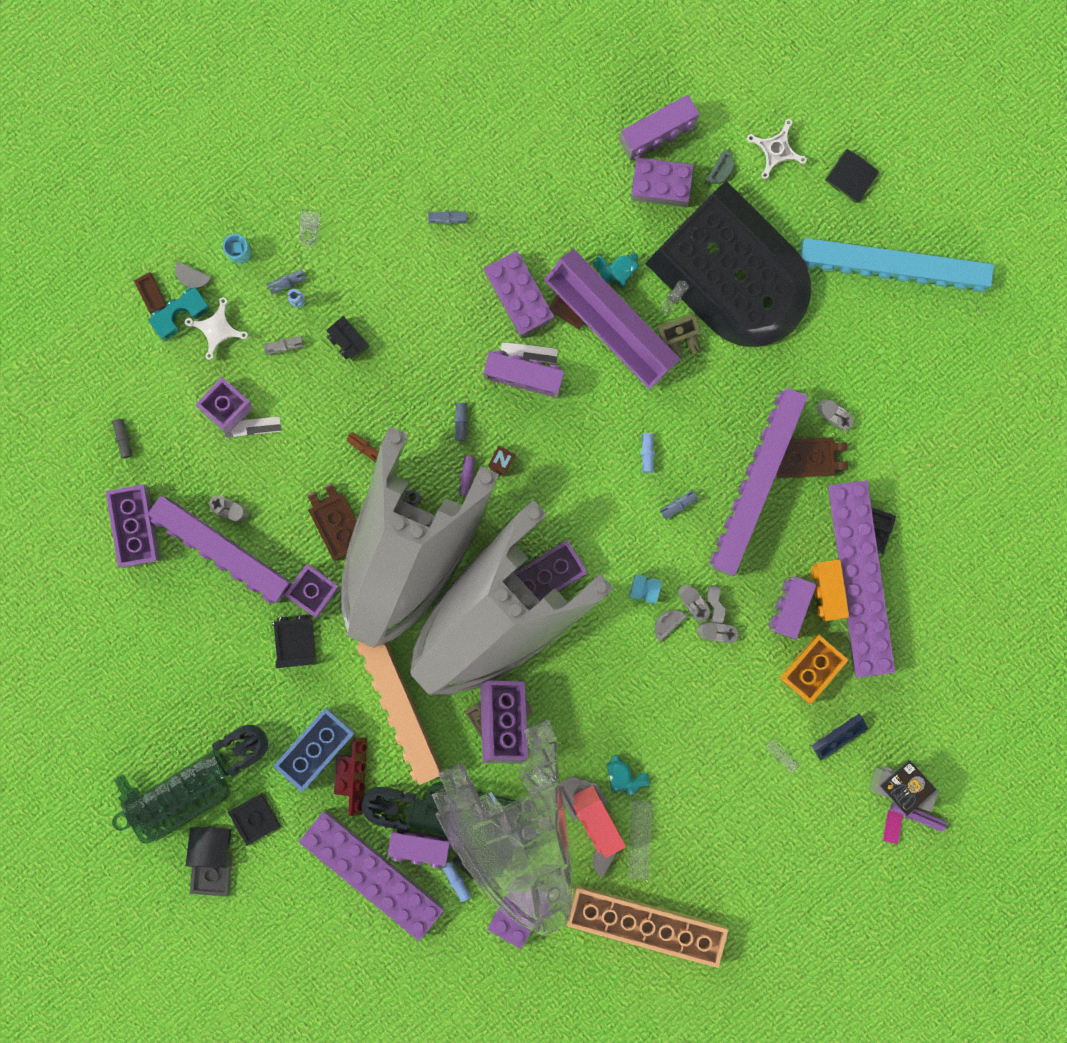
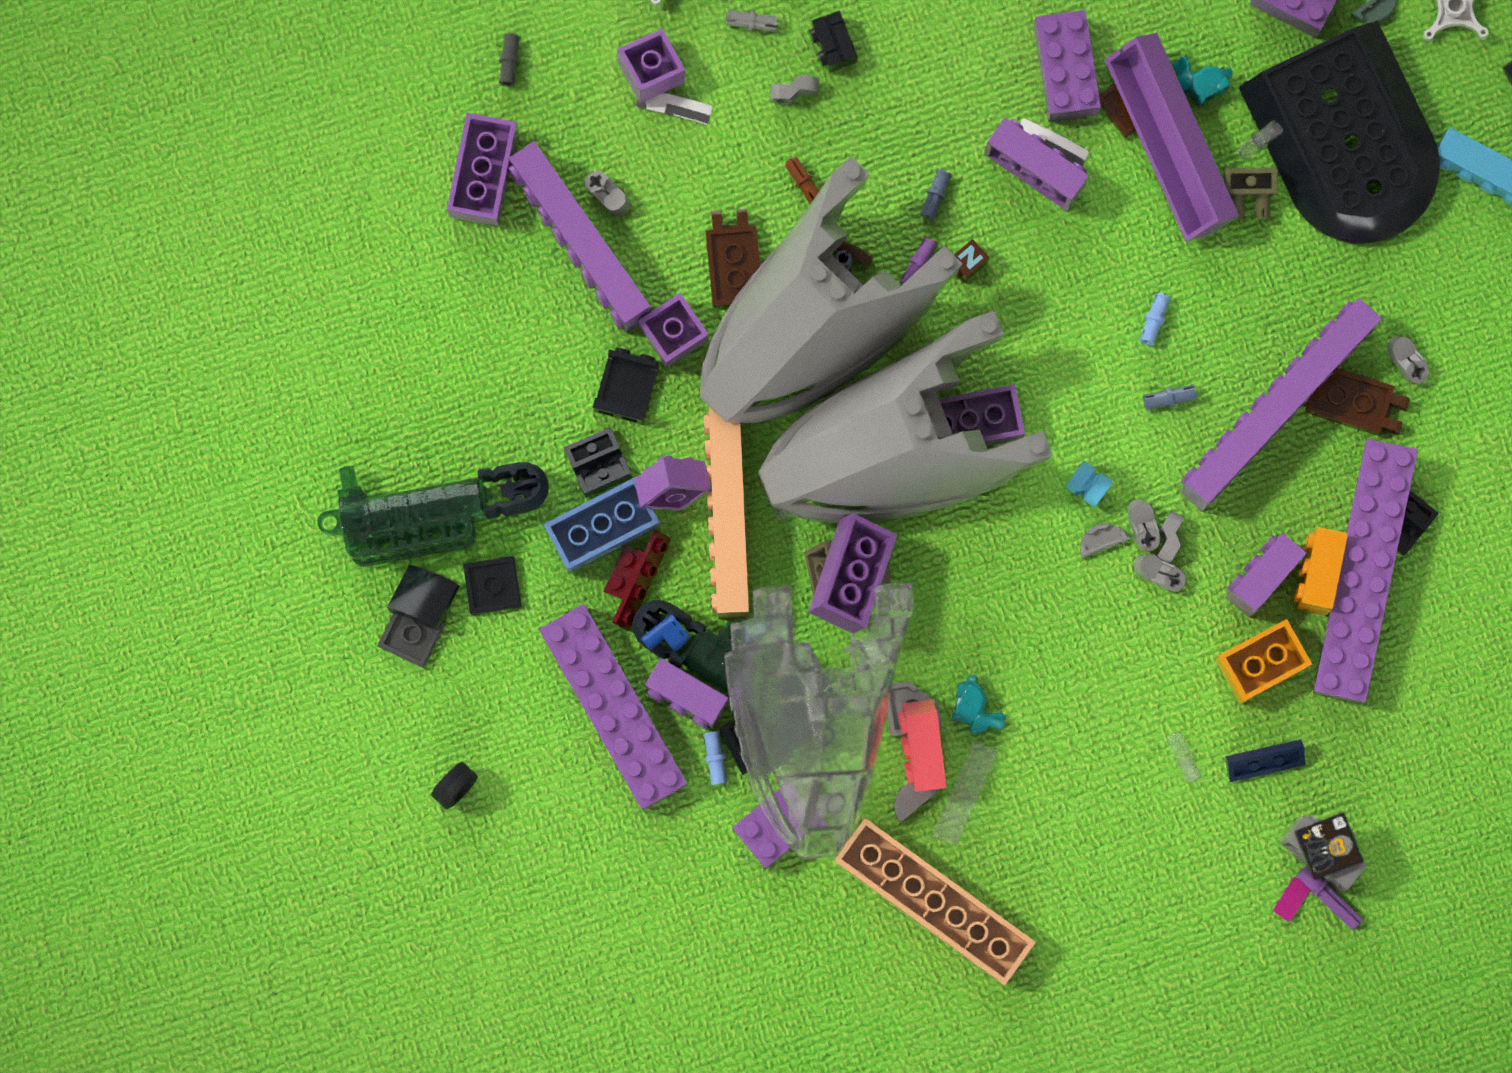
camera: 20 degrees right, 5 degrees down
(281, 973) = (454, 785): none -> black tyre
(295, 703) = (598, 462): none -> black slope
(329, 389) = (802, 85): none -> light grey piece
(352, 703) = (672, 483): none -> medium lavender brick
(391, 811) = (666, 630): none -> blue piece
(420, 485) = (856, 253): none -> reddish brown tile

